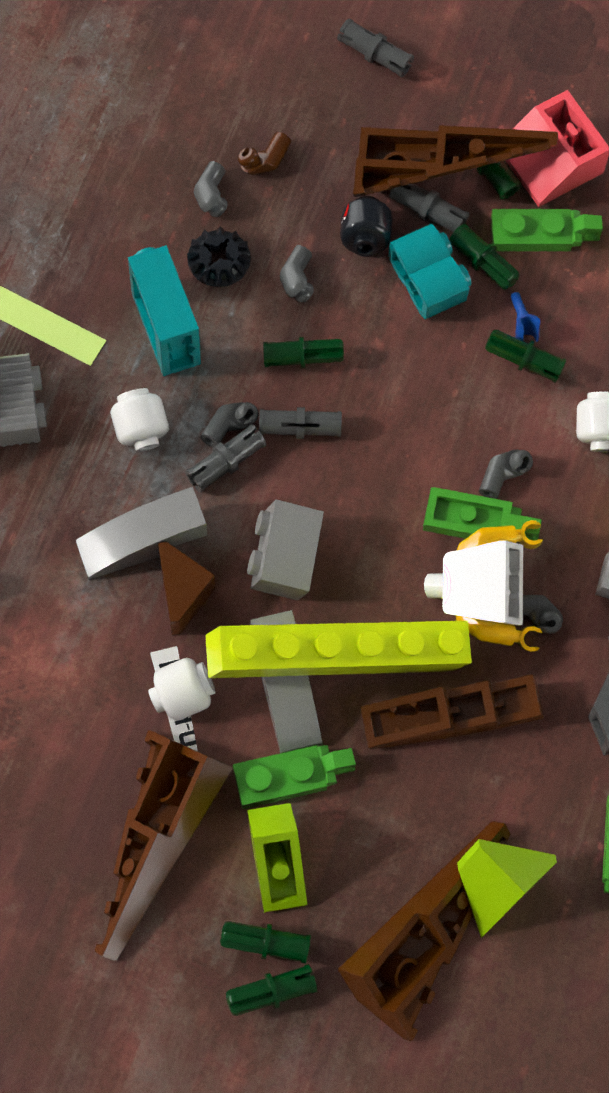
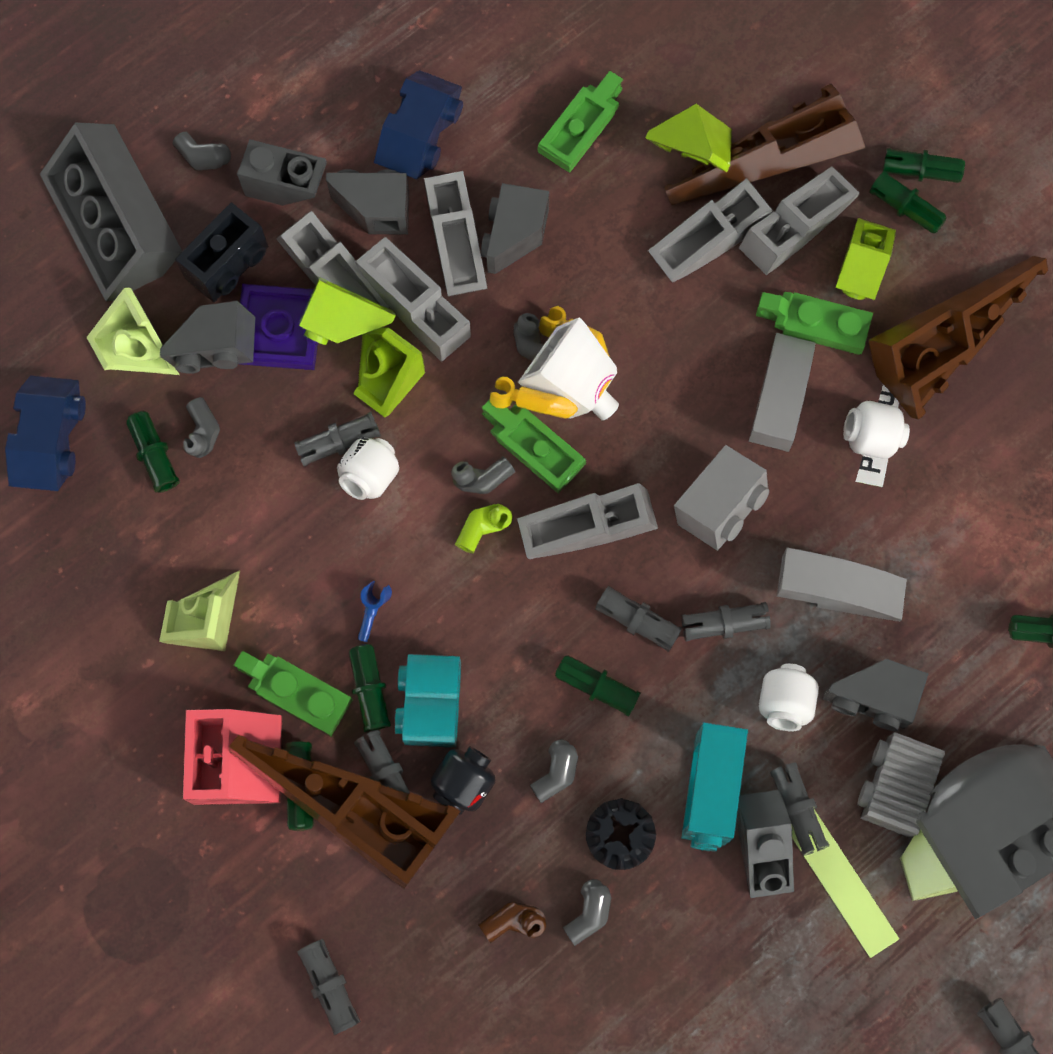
camera: 145 degrees left, 5 degrees up
(66, 462) = (882, 691): none -> dark grey slope
(85, 342) = (800, 809): none -> dark grey pin
(101, 301) = (766, 843): none -> dark grey slope
(185, 586) = (828, 516): reddish brown slope -> none
(229, 418) = (702, 660): dark grey arm -> none
(337, 649) = (736, 370): neon yellow brick -> none
(361, 865) = (797, 220): none -> light grey slope
(388, 477) = (588, 522): none -> light grey slope
(436, 806) = (710, 231): none -> light grey slope
(451, 712) = (656, 298): reddish brown slope -> none
(481, 432) = (482, 522): none -> lime arm
(525, 355) = (394, 569): dark green axle -> none

